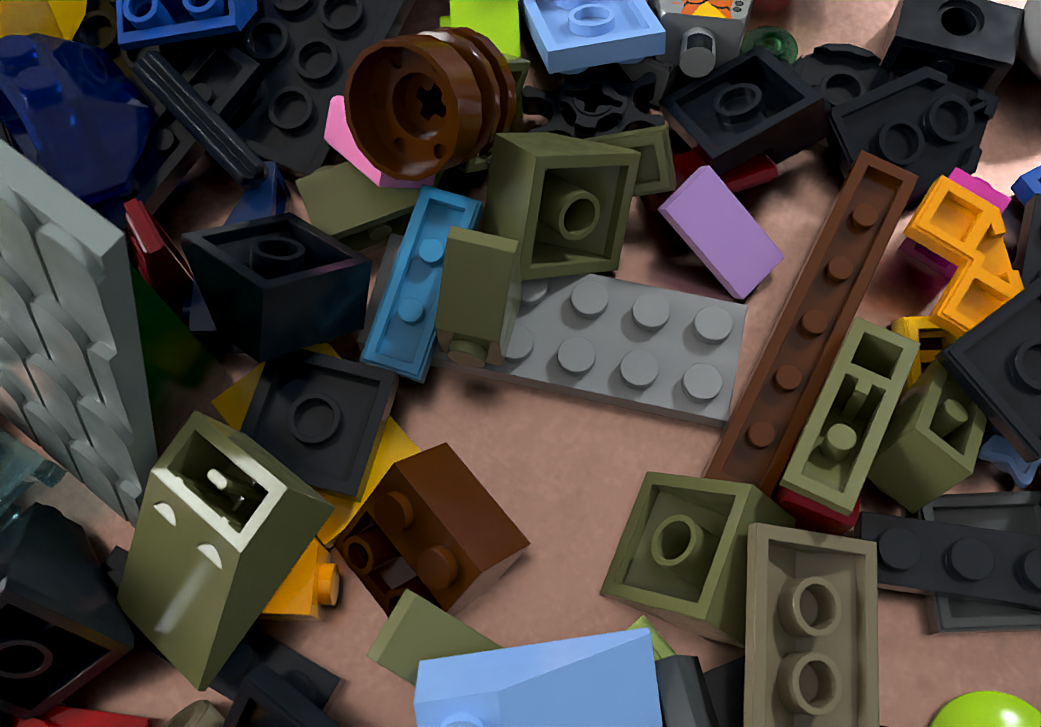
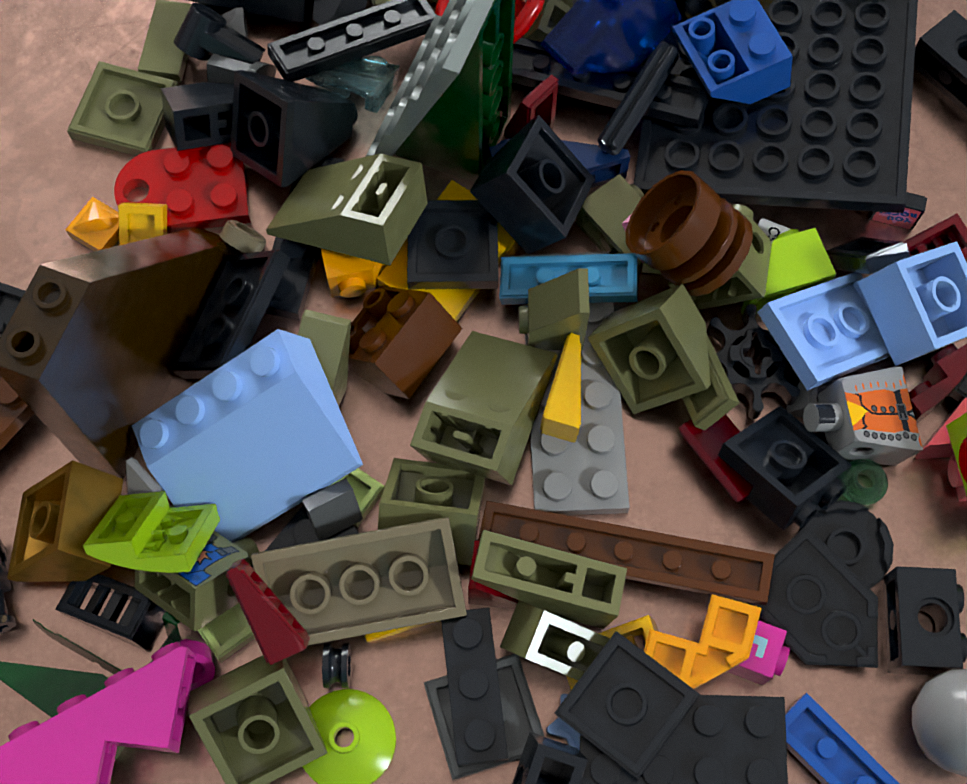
camera: 70 degrees right, 0 degrees up
(574, 438) = (484, 407): none -> olive slope
(591, 329) = (563, 406): none -> yellow slope
(721, 232) = (676, 472): lavender tile -> none

